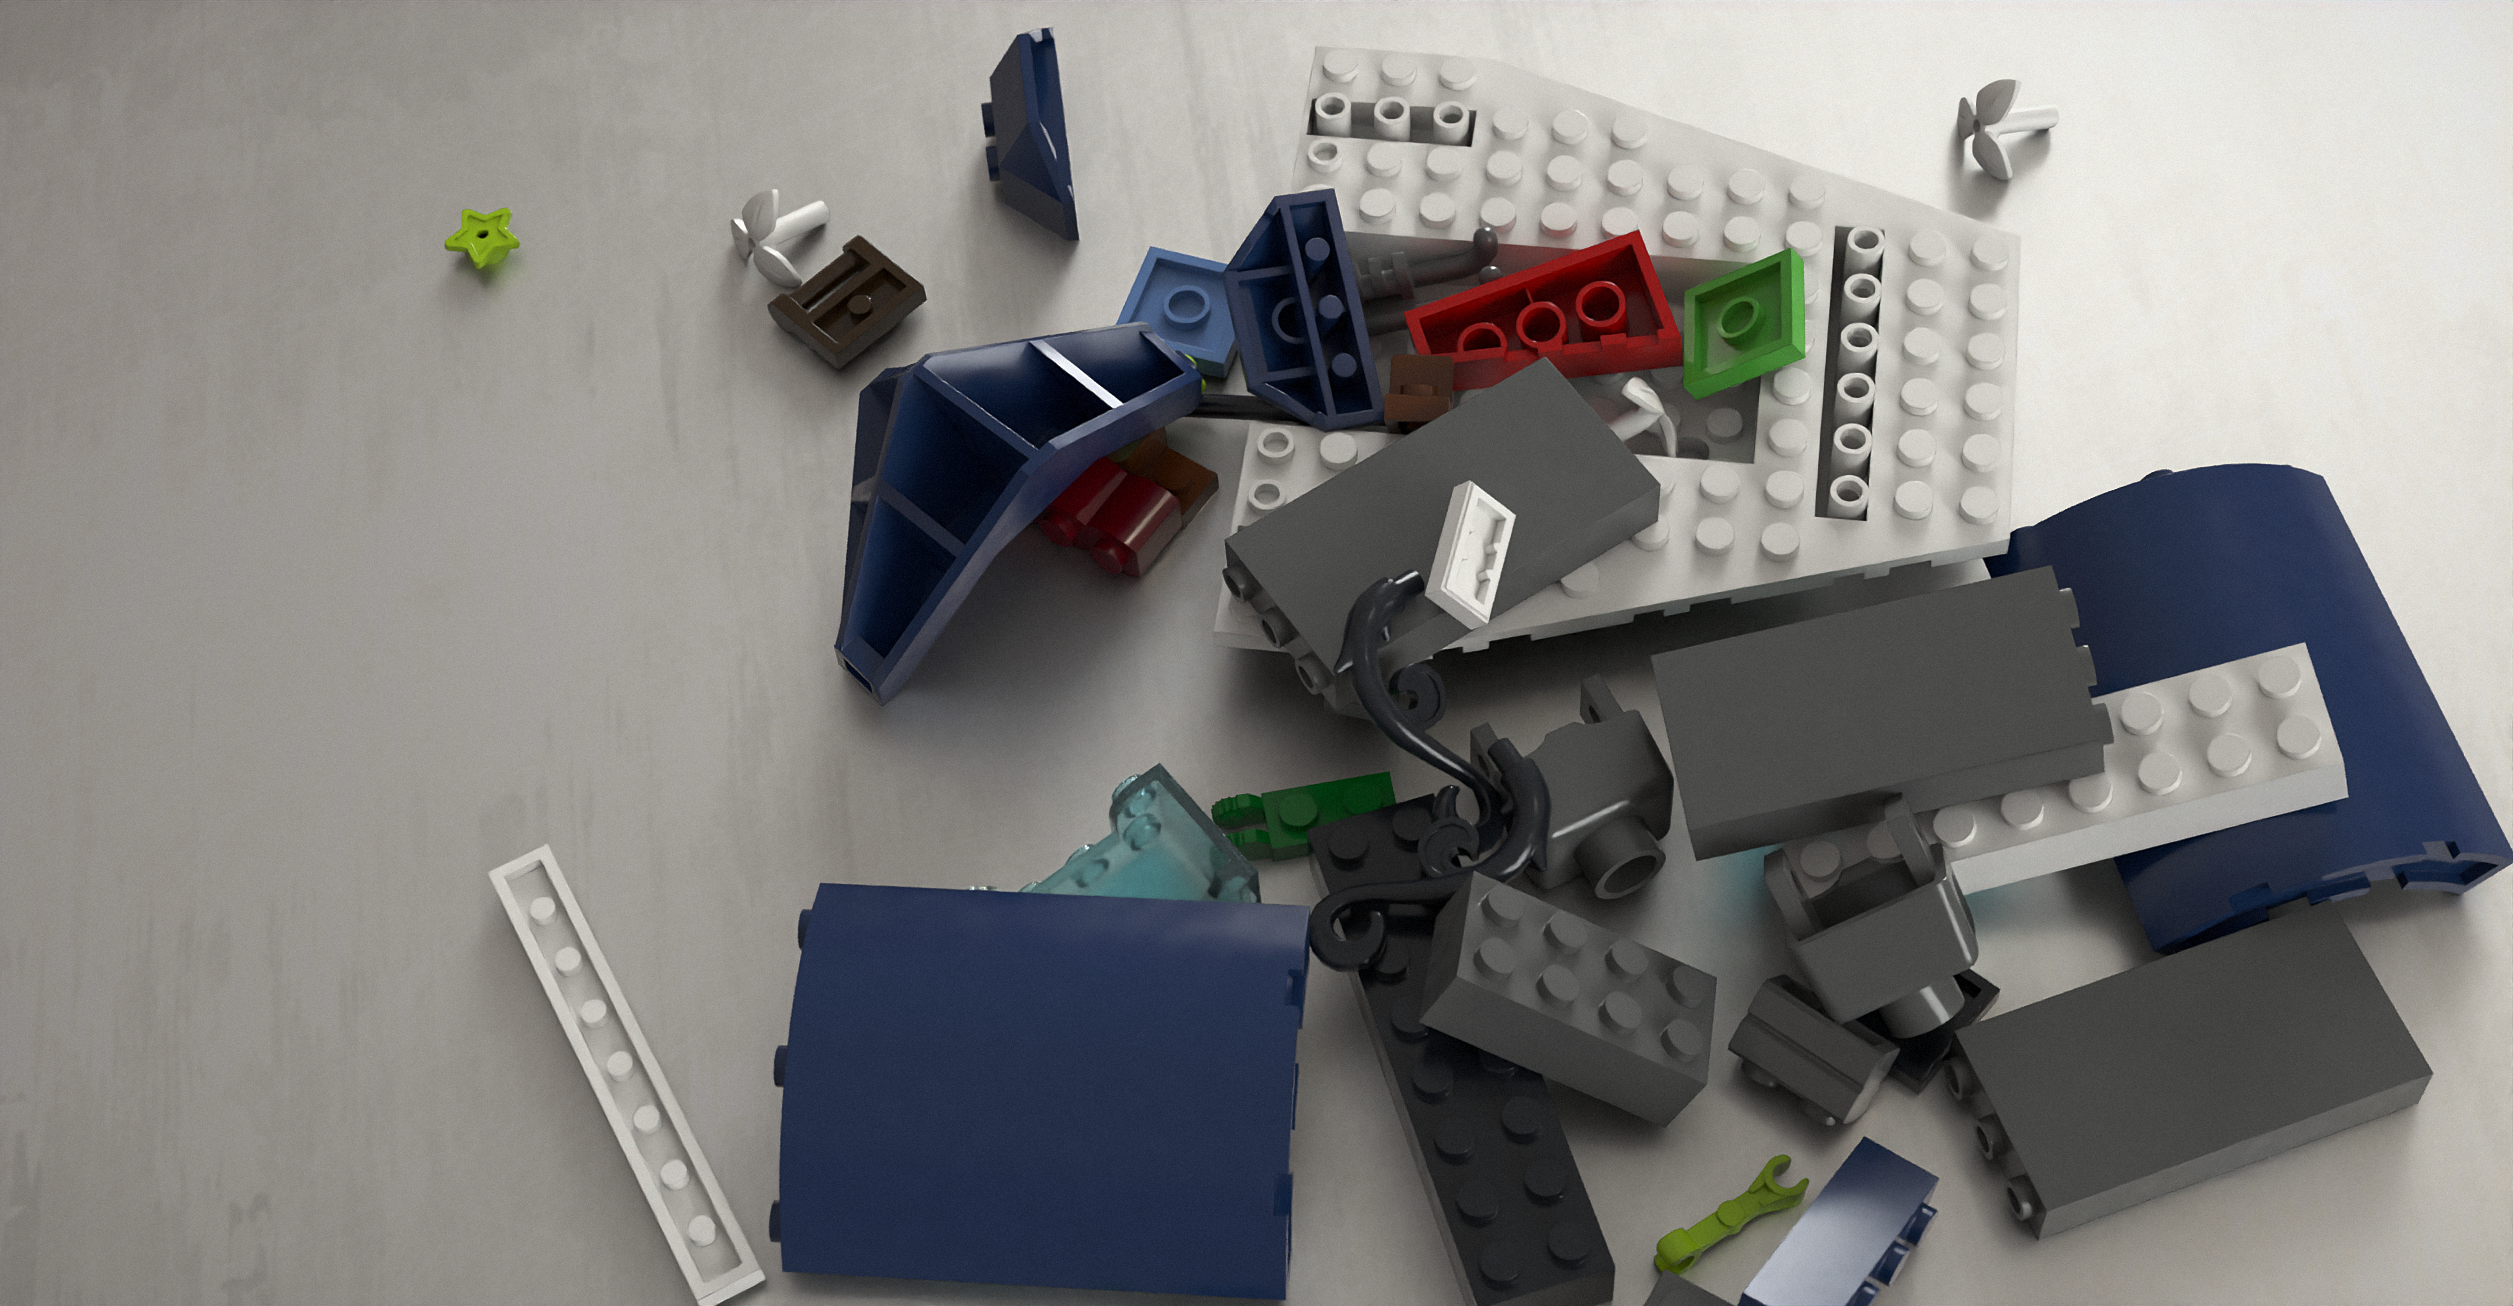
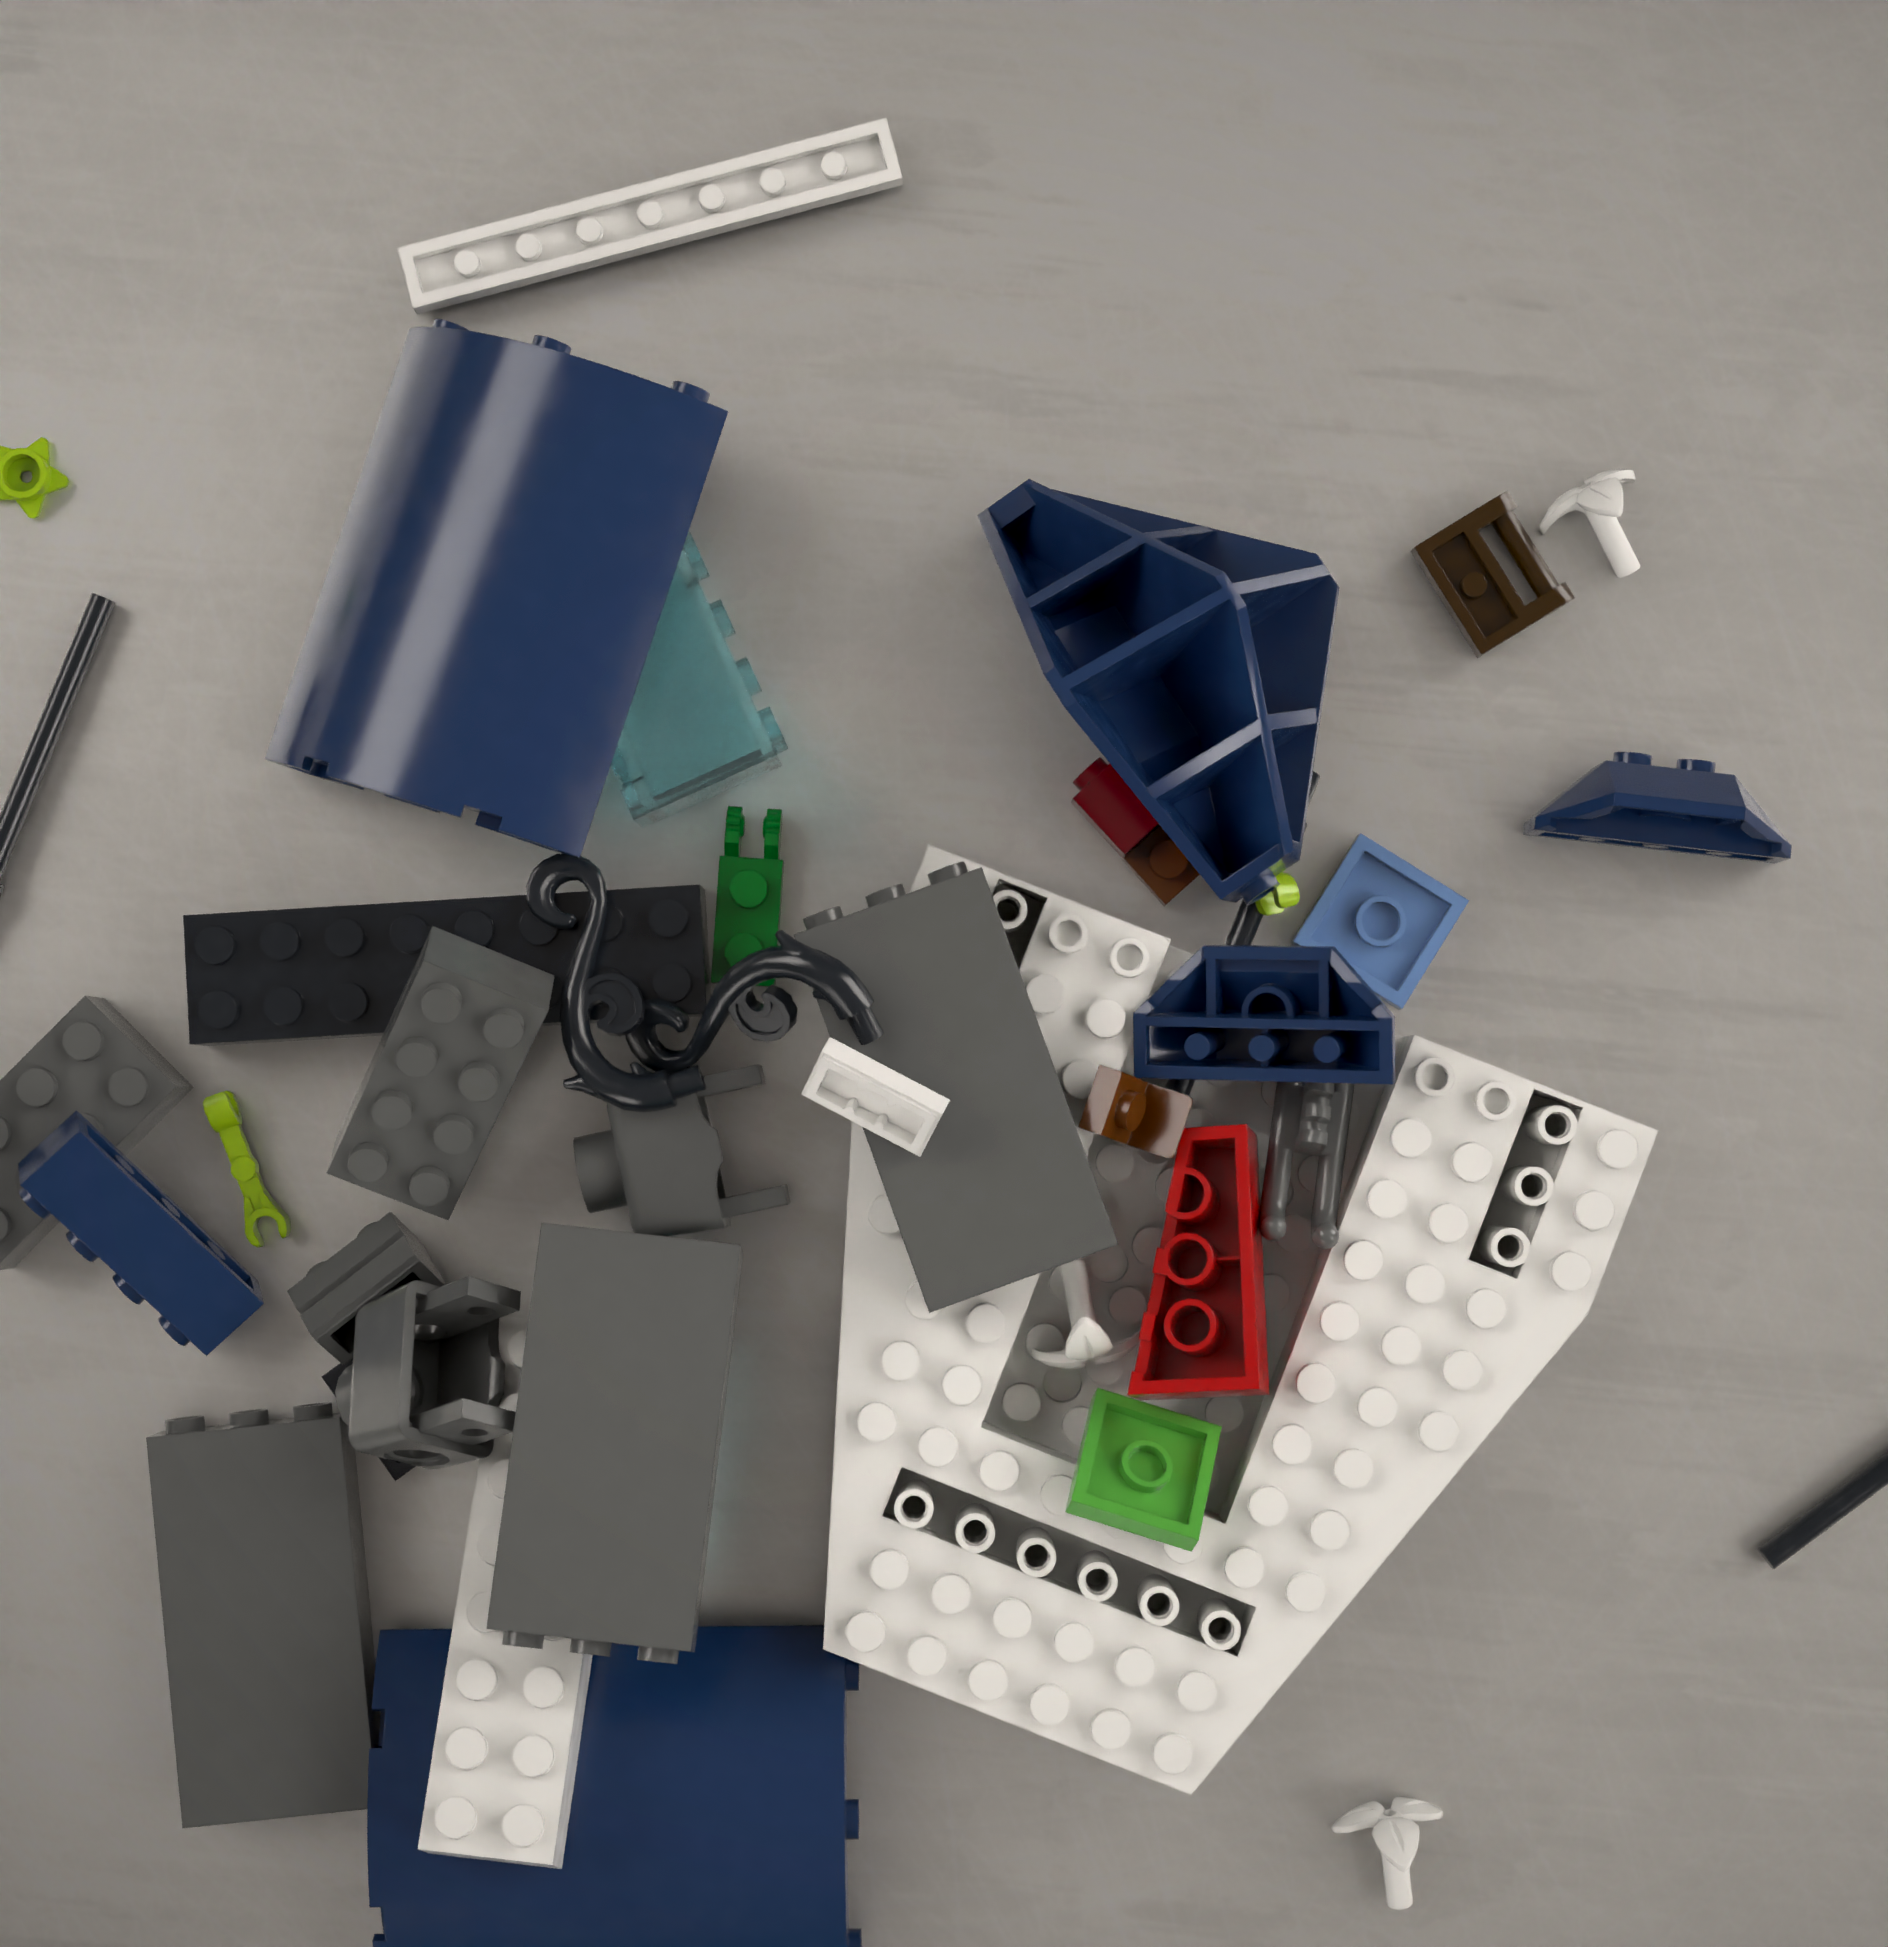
camera: 100 degrees right, 30 degrees up
(489, 249) = (1678, 224): lime plate -> none

